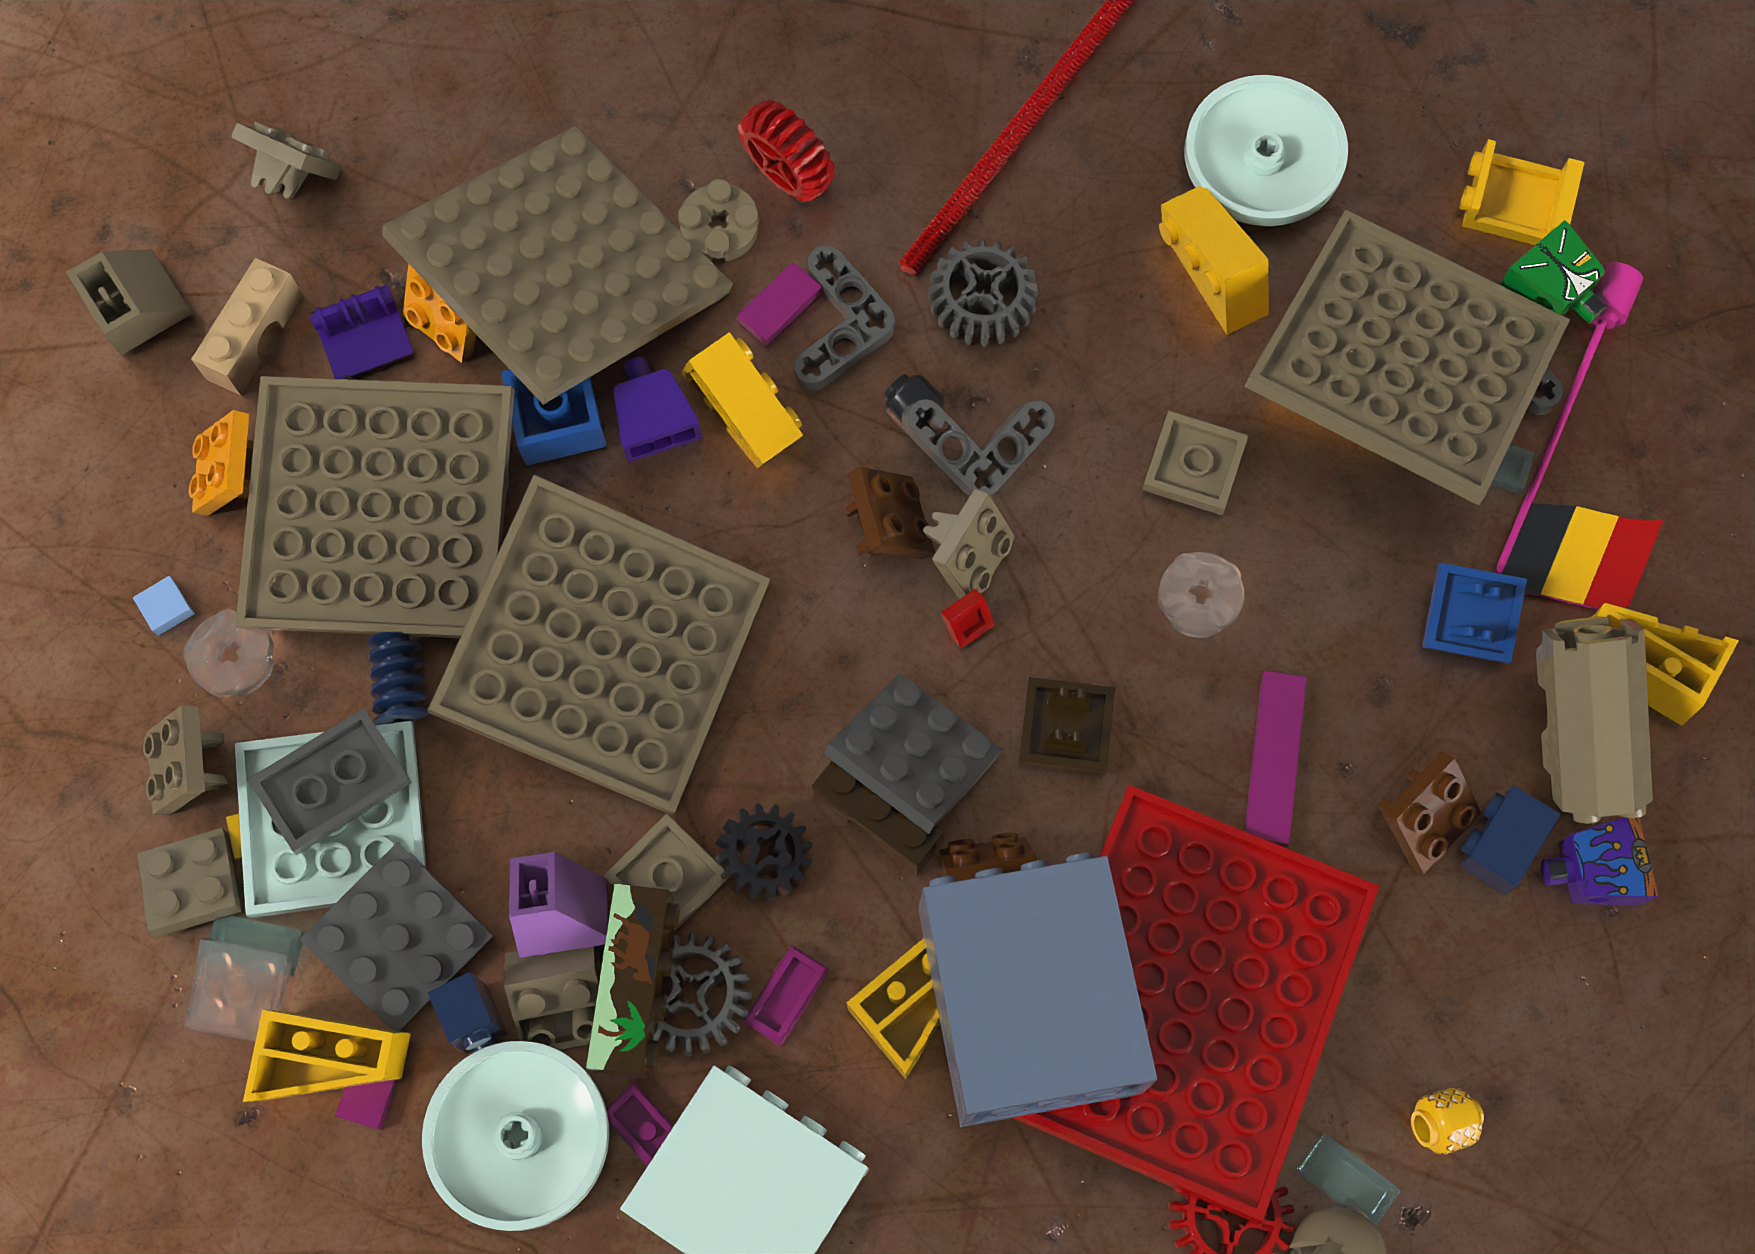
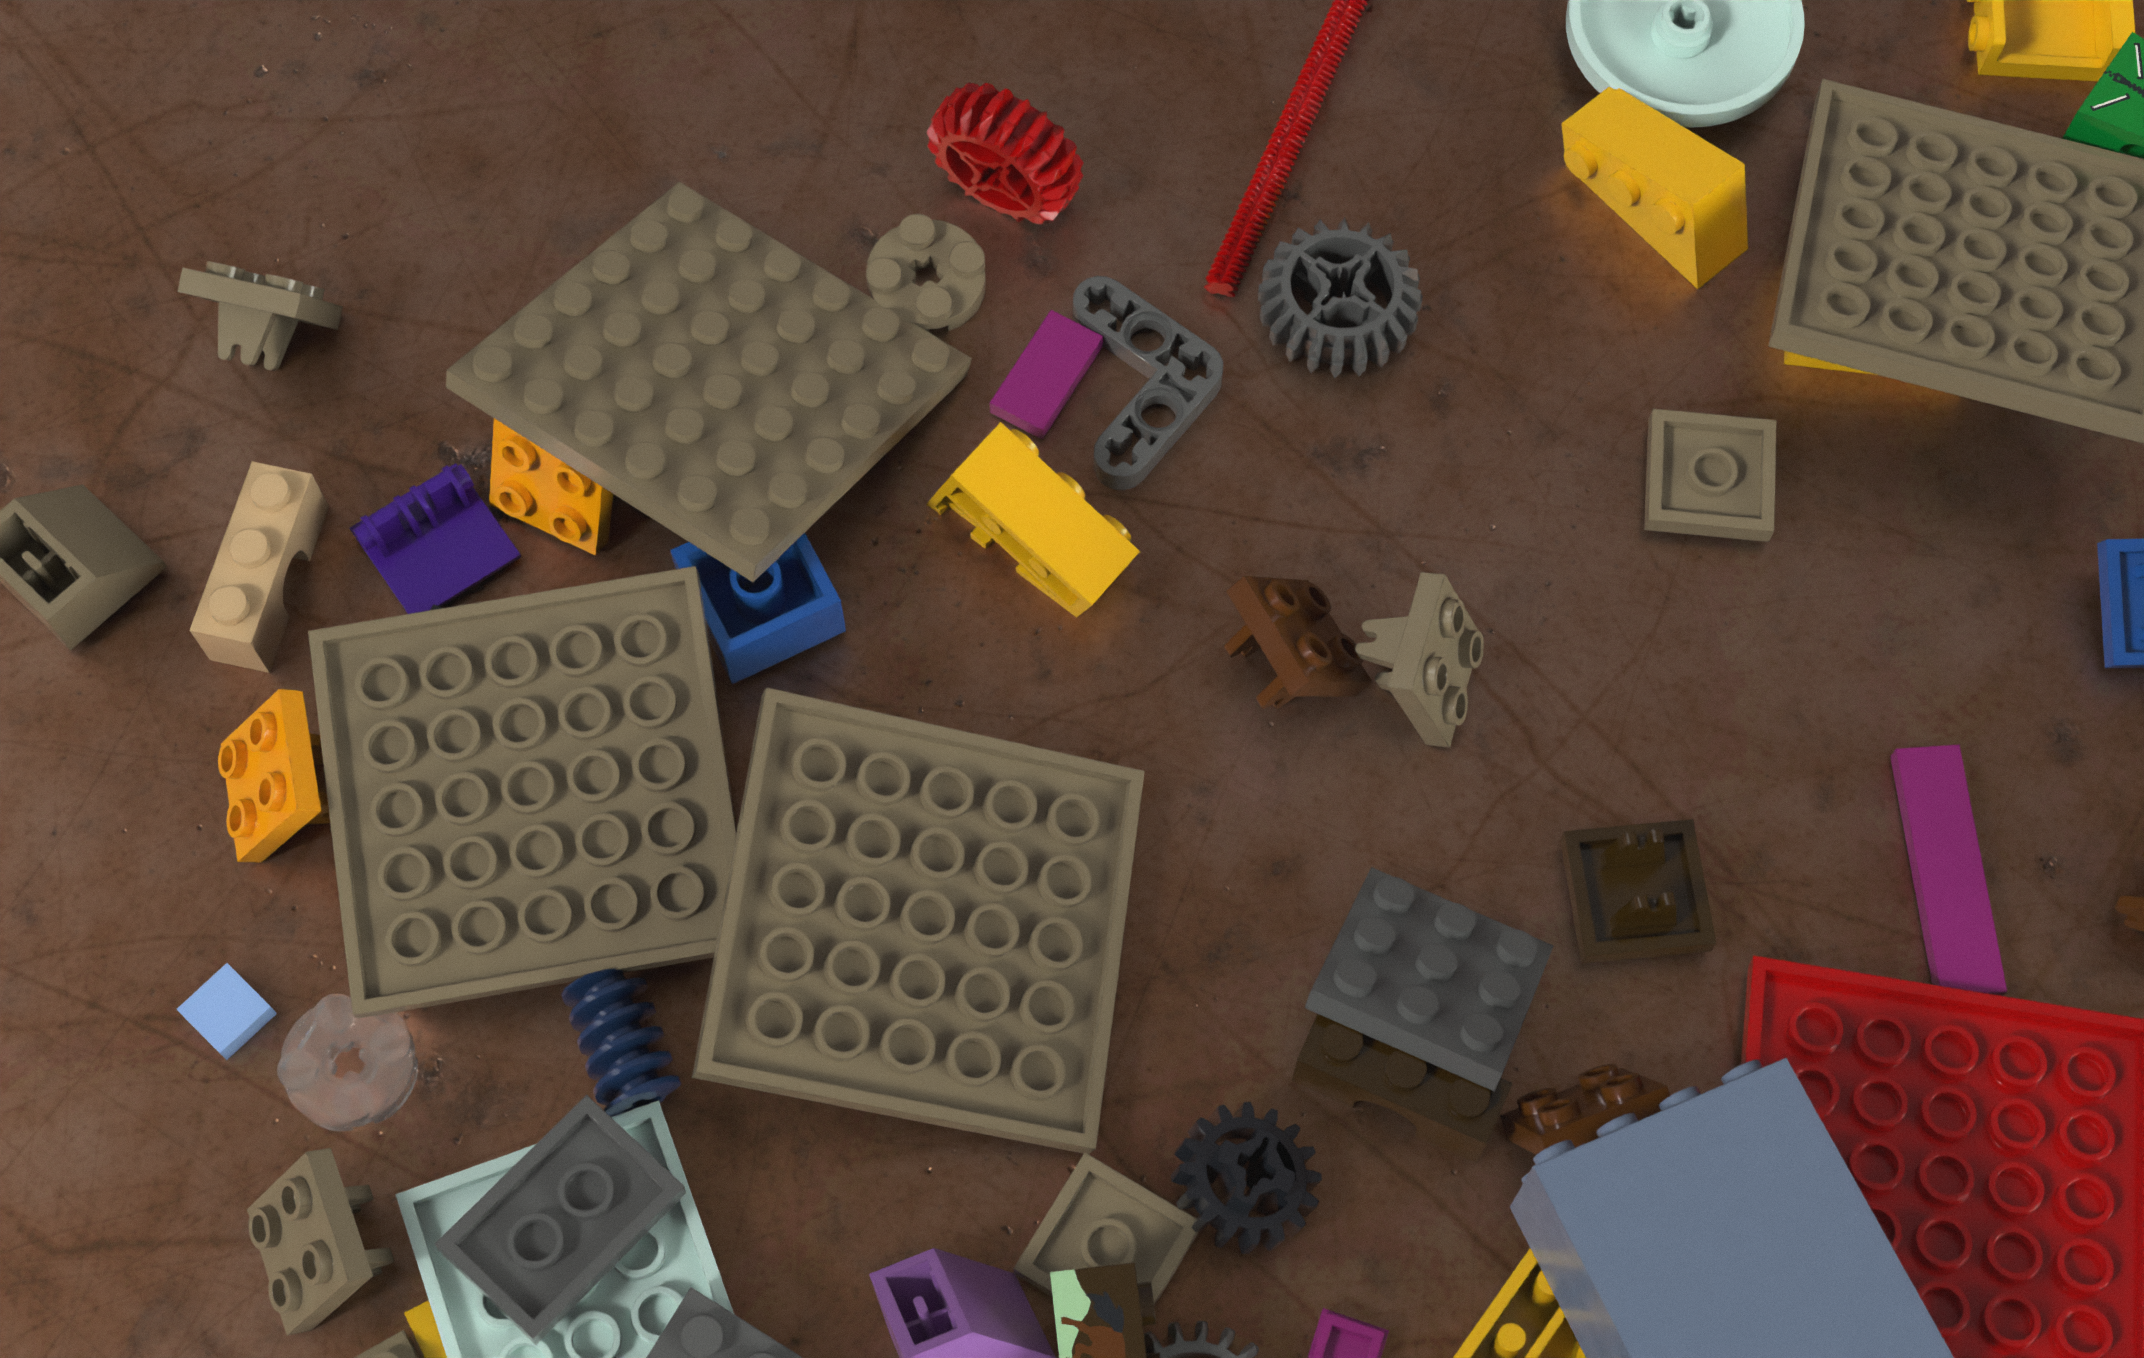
camera: 15 degrees left, 5 degrees down
(652, 412) = (904, 565): dark purple torso -> none
(906, 391) = (1286, 476): black head -> none
(968, 618) = (1450, 766): red plate -> none
(972, 456) = (1393, 531): dark grey beam -> none
(1215, 613) = (1795, 633): clear plate -> none

